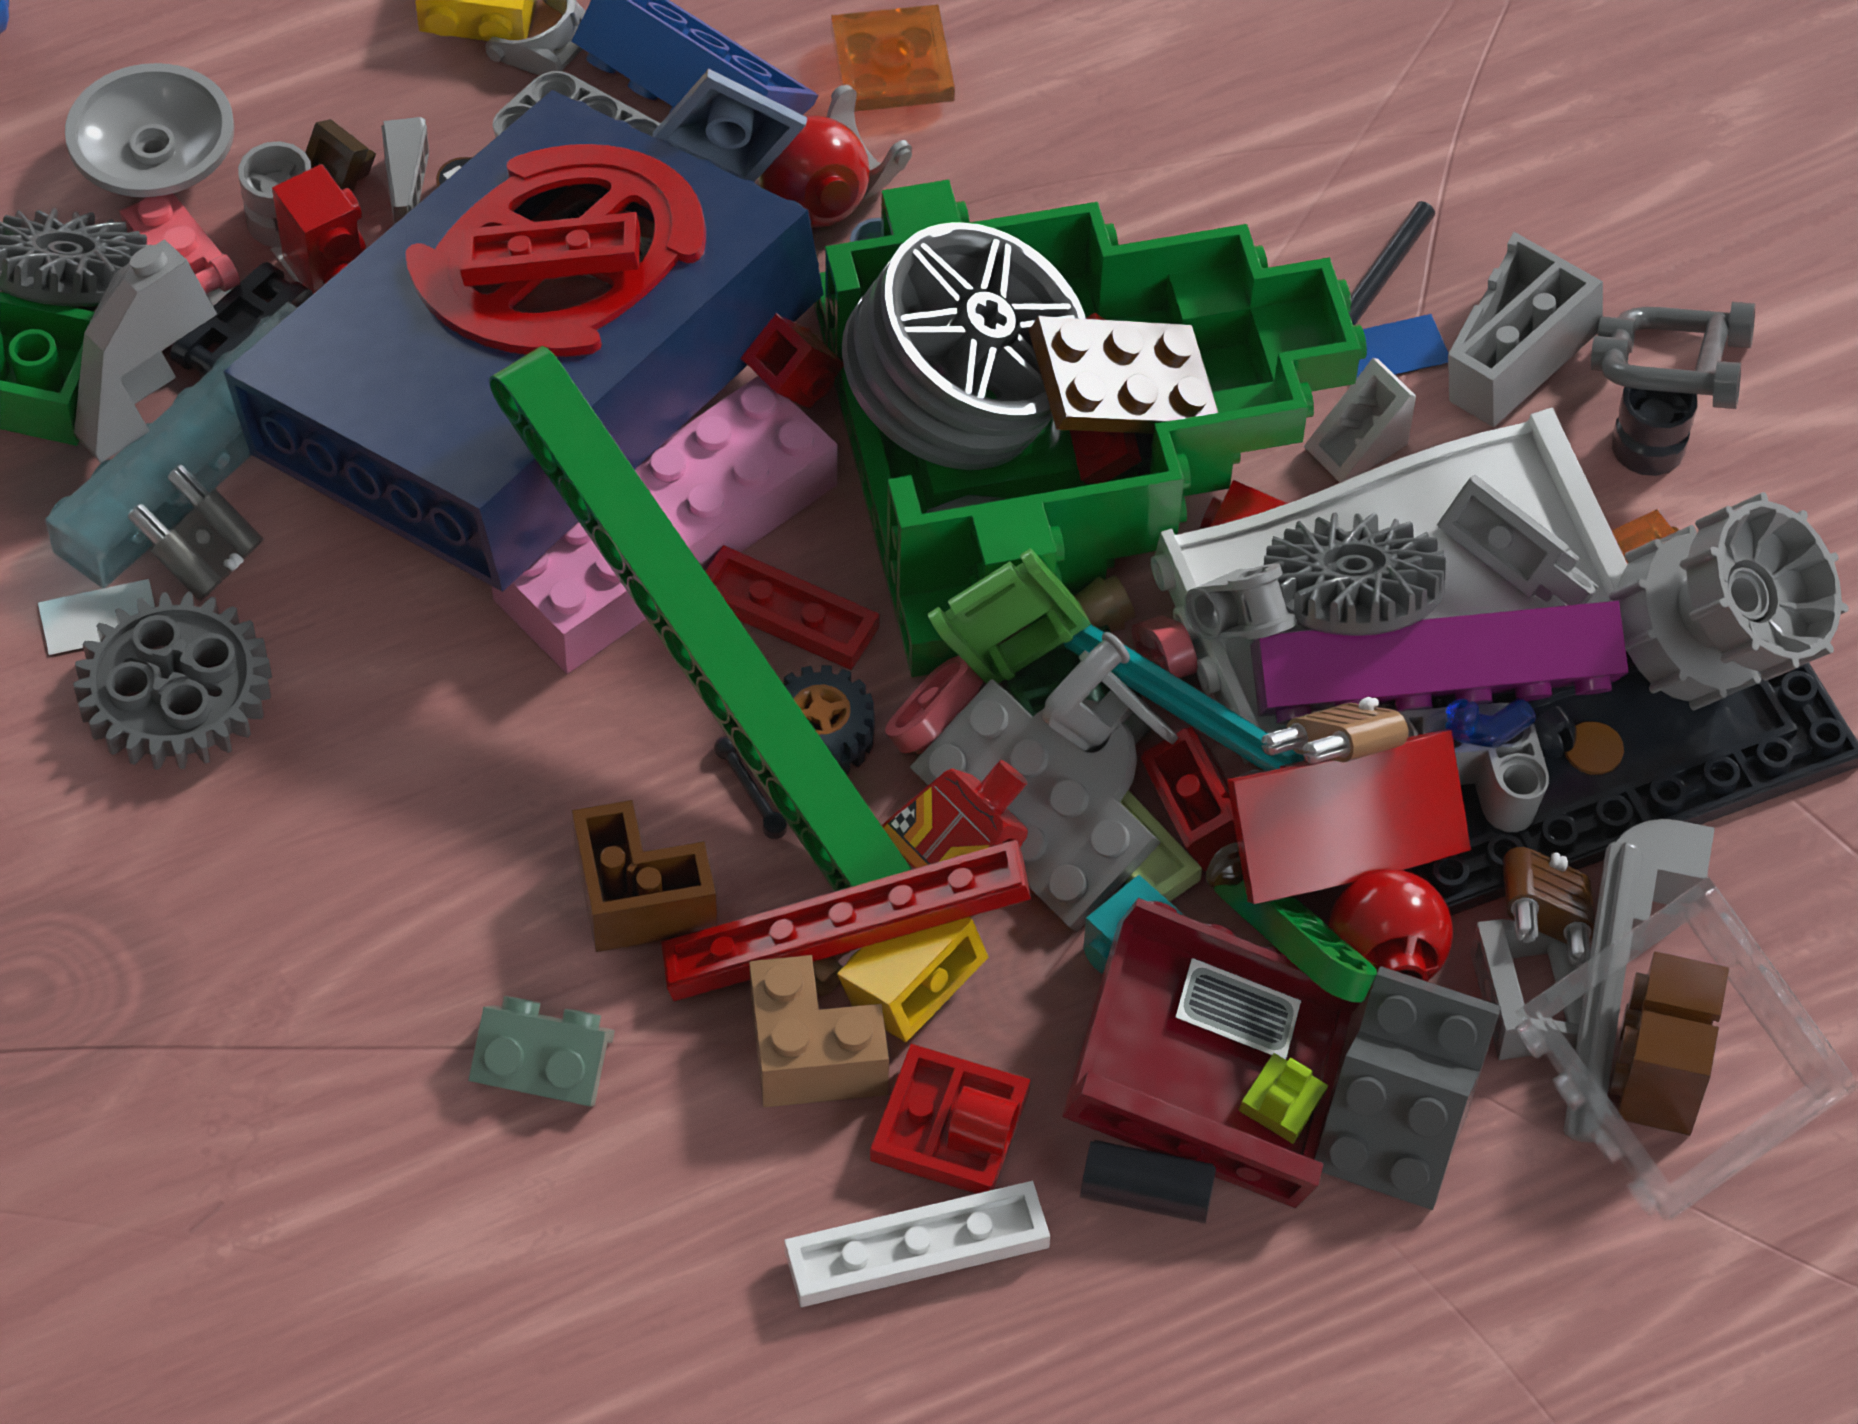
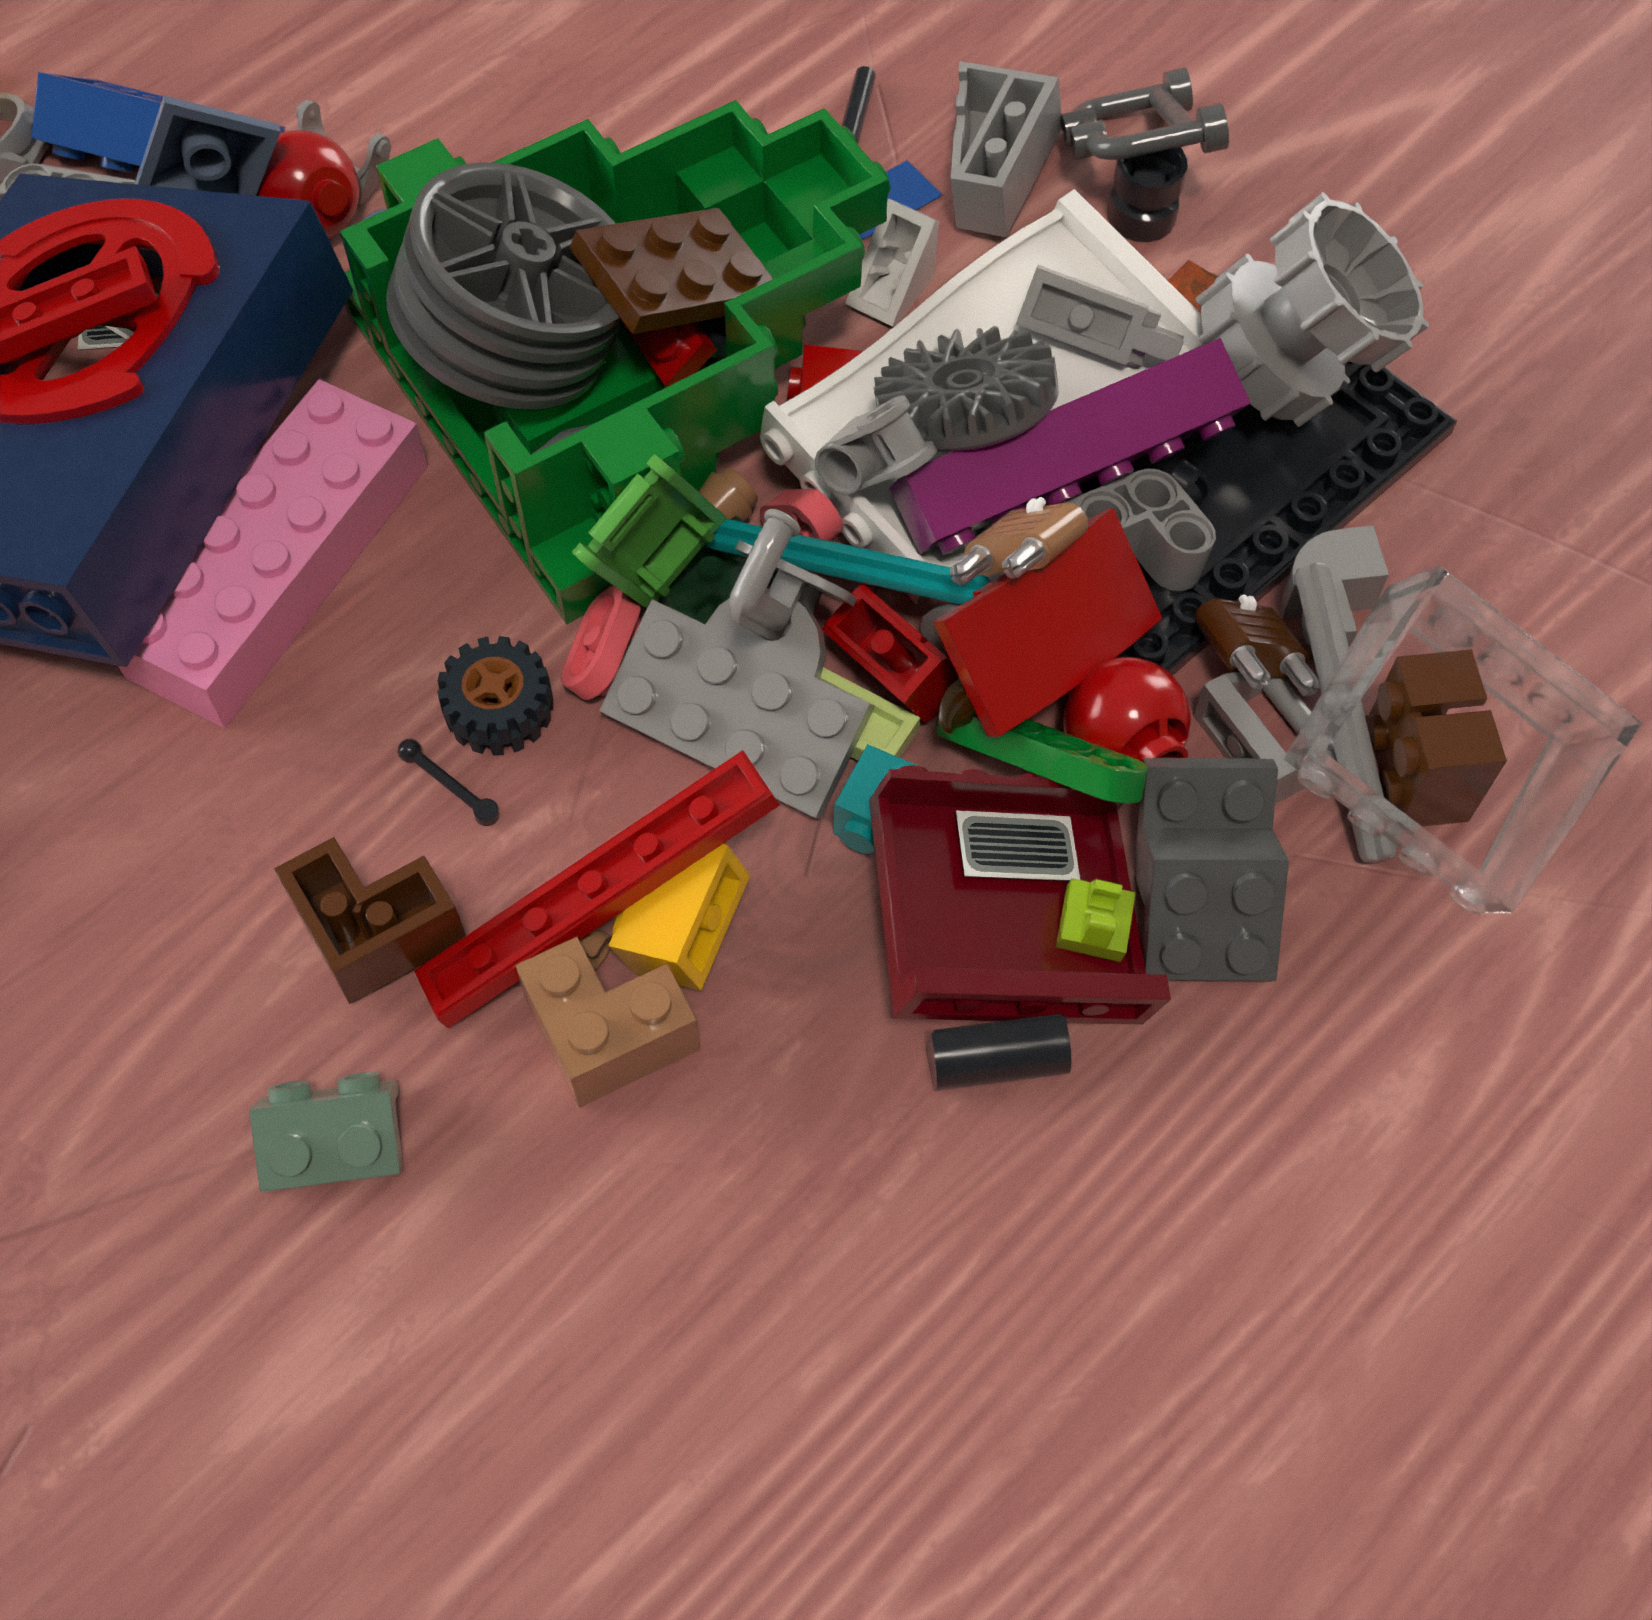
camera: 20 degrees left, 5 degrees up
(694, 622) = (329, 629): green beam -> none
(793, 361) = (345, 358): red brick -> none
(793, 608) = (422, 594): red plate -> none
(893, 57) = (343, 73): clear orange plate -> none
(916, 1243) = (791, 1203): white plate -> none
(950, 1120) = (776, 1057): red plate -> none
(958, 816) = (670, 747): red torso -> none
(1488, 730) = (1143, 498): clear blue arm -> none
(1596, 749) = (1226, 492): dark orange piece -> none

